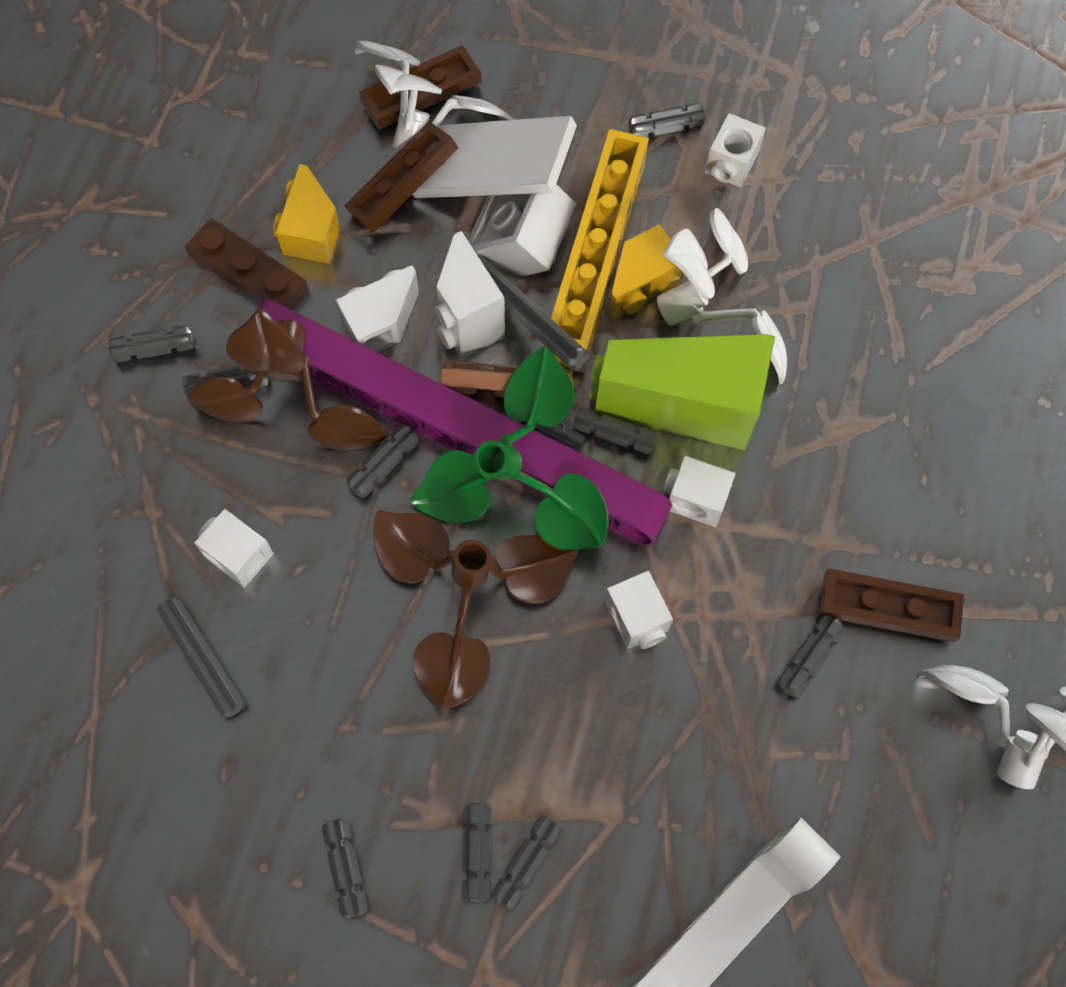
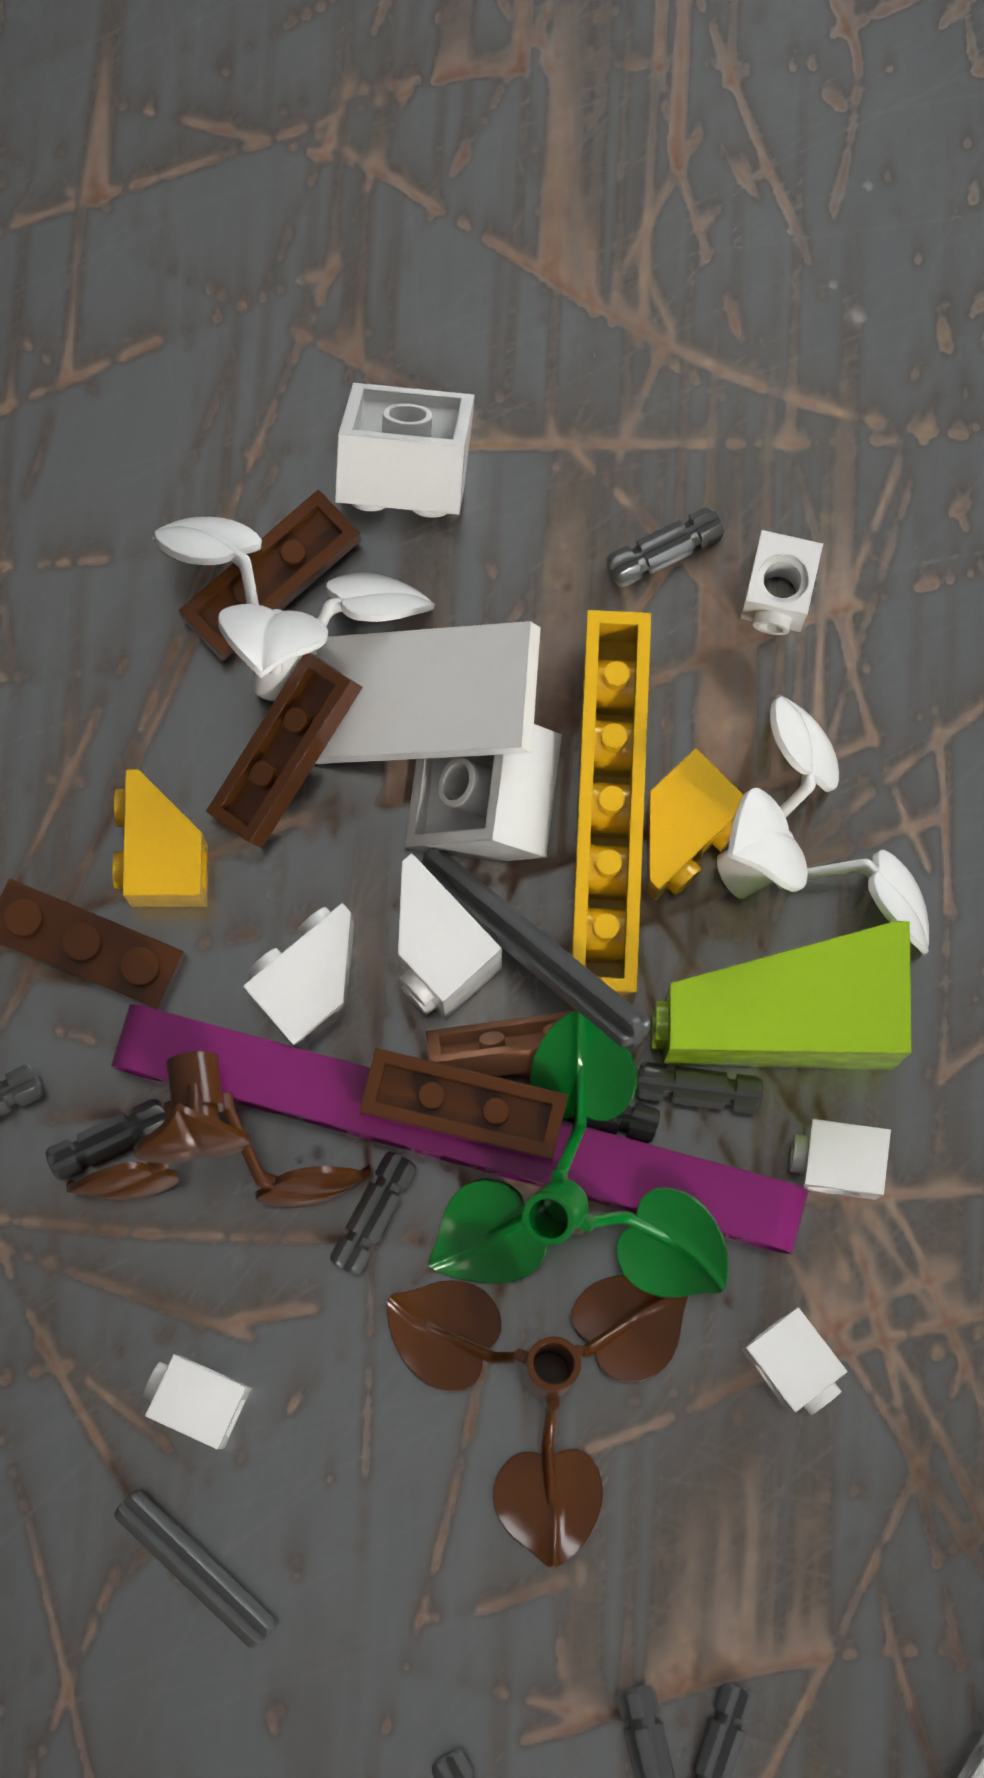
camera: 10 degrees left, 10 degrees up
(456, 393) = (463, 1104): none -> reddish brown plate
(518, 37) = (404, 449): none -> white slope

